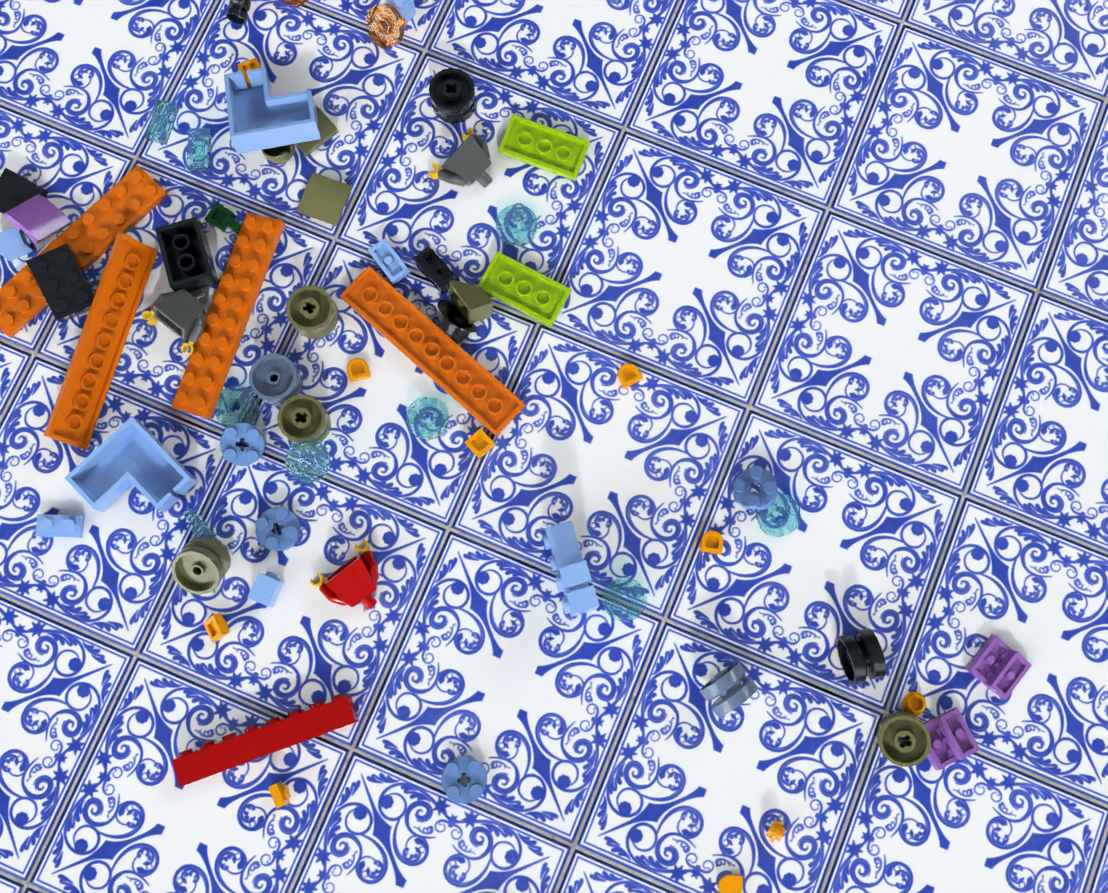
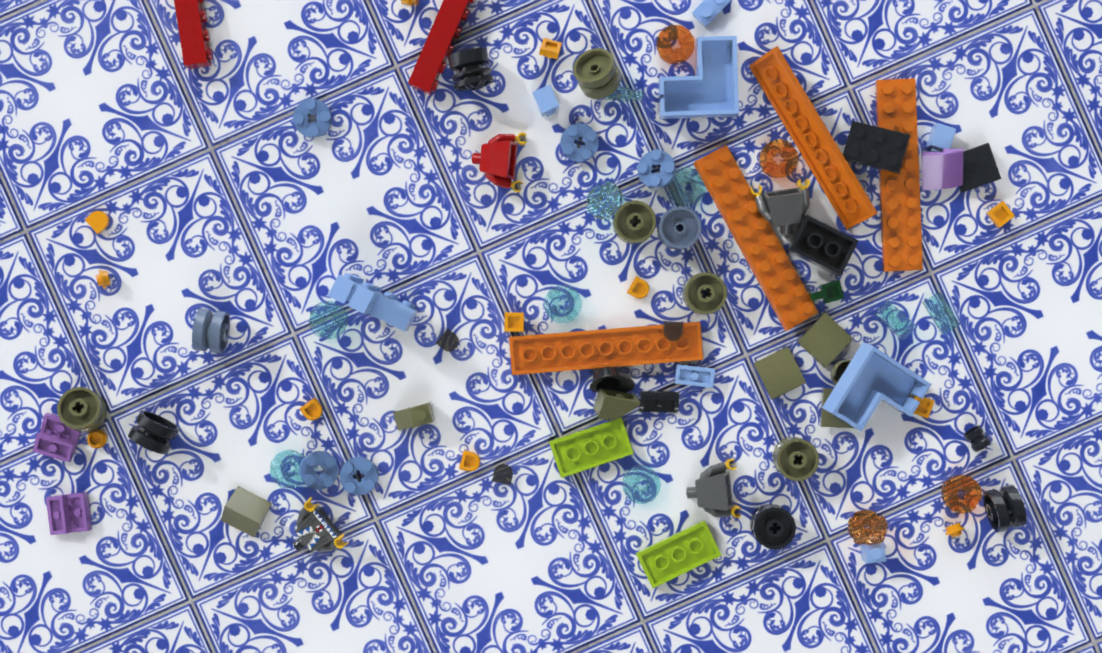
camera: 130 degrees right, 10 degrees up
(37, 145) = (1000, 214): none -> light orange plate
(131, 533) = (674, 33): none -> clear orange plate
(133, 354) = (770, 151): none -> clear orange plate
(265, 188) = (824, 340): none -> olive slope
(292, 680) = (470, 64): none -> black wheel
(366, 309) = (672, 330): none -> clear smoke tile
(381, 125) = (805, 464): none -> olive wheel
(546, 483) = (448, 341): none -> clear smoke tile
(613, 339) = (502, 474): none -> clear smoke tile
(635, 452) = (414, 416): none -> olive slope
(727, 440) = (365, 467): none -> medium blue plate
(805, 442) = (317, 530): none -> torso
(847, 517) = (245, 511): none -> olive slope

